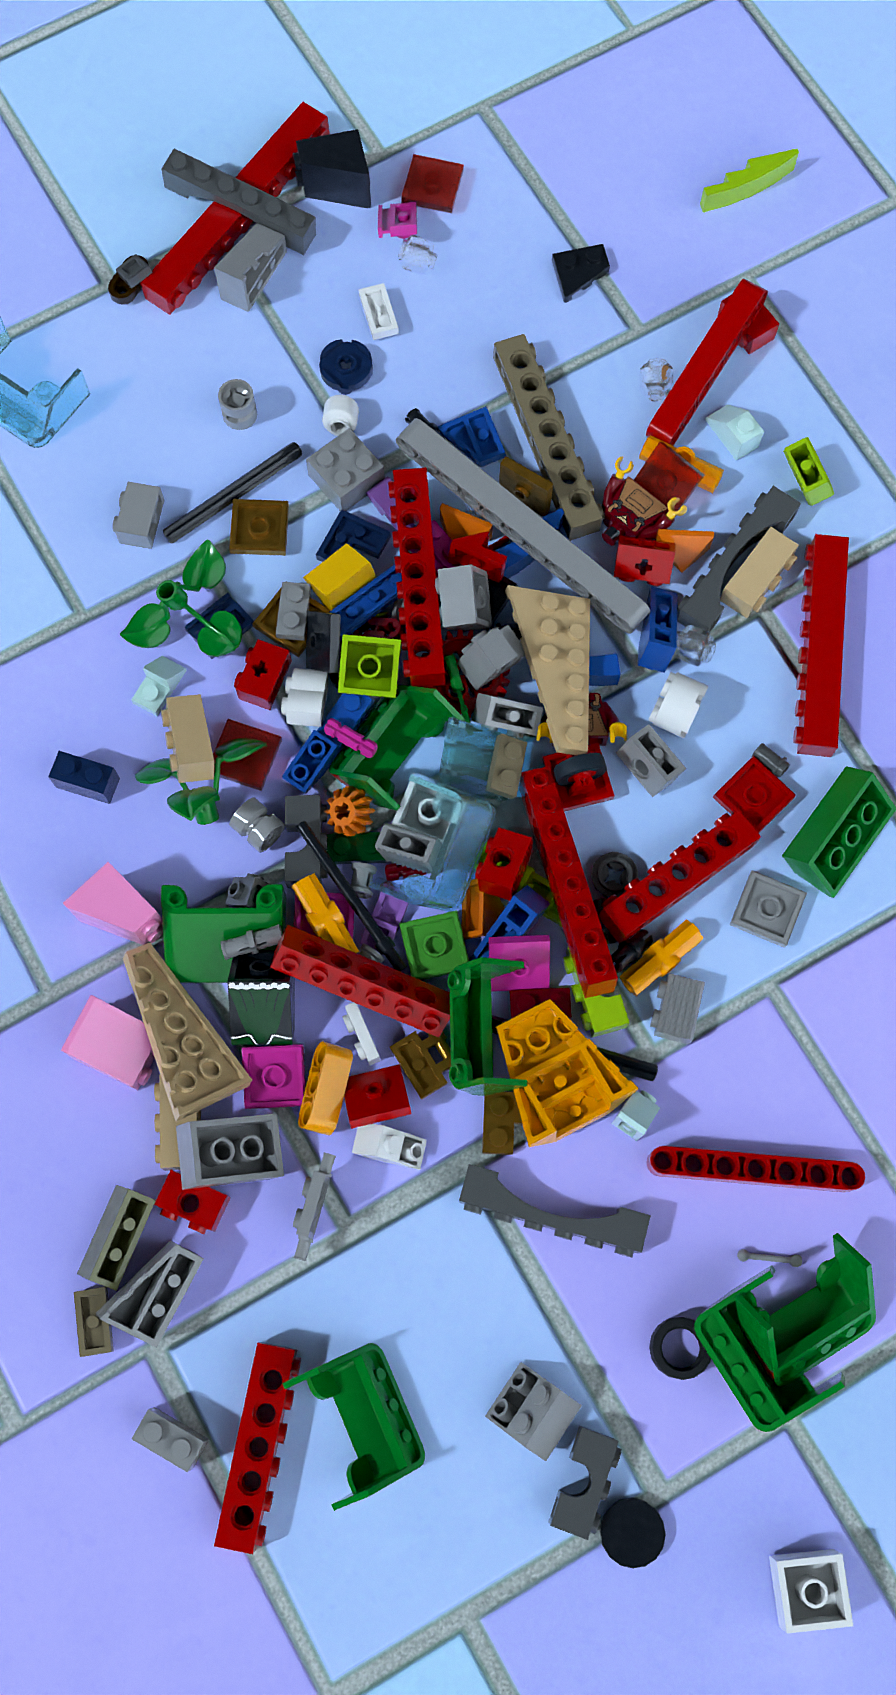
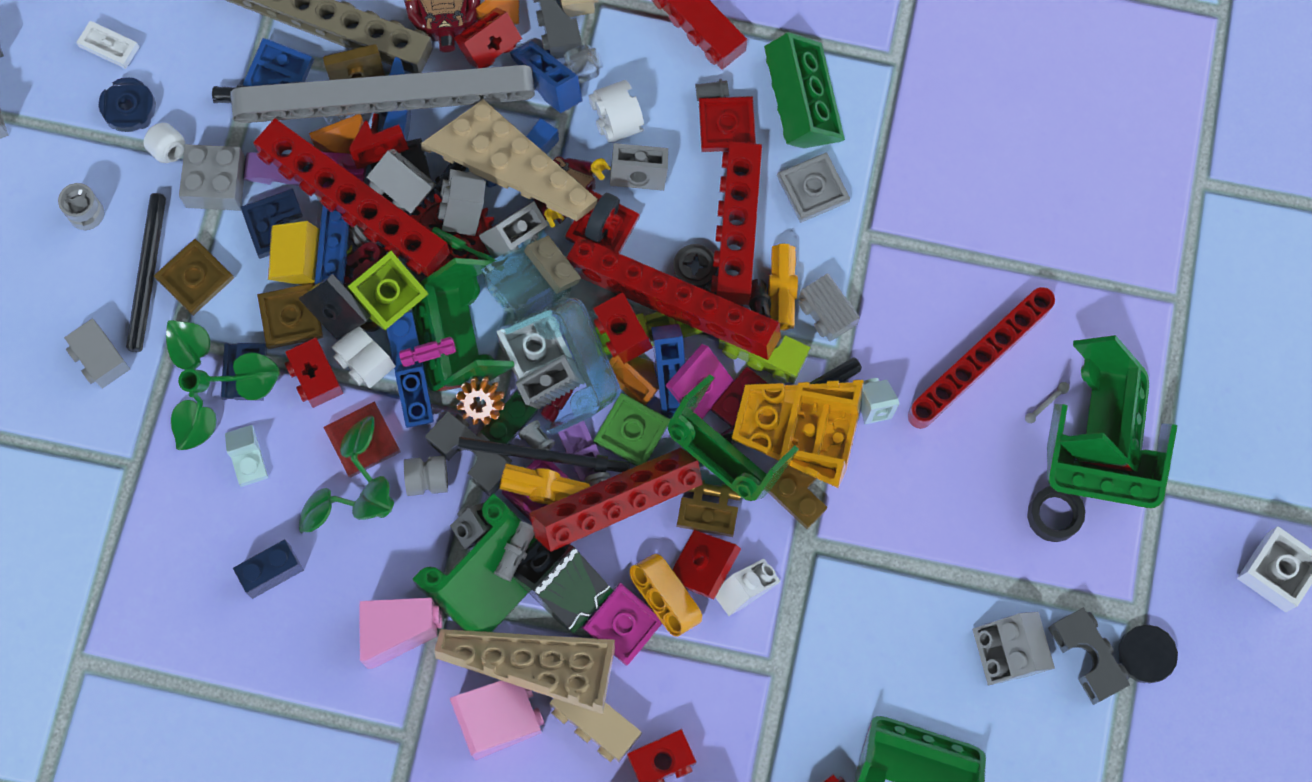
camera: 50 degrees left, 0 degrees up
(188, 738) = (314, 466): tan brick -> none
(229, 1151) = (653, 698): light grey brick -> none
(293, 611) = (287, 308): light grey plate -> none
(308, 1217) = (736, 665): light grey plate -> none
(365, 1046) = (660, 540): white plate -> none
(622, 1230) = (837, 548): dark grey arch -> none

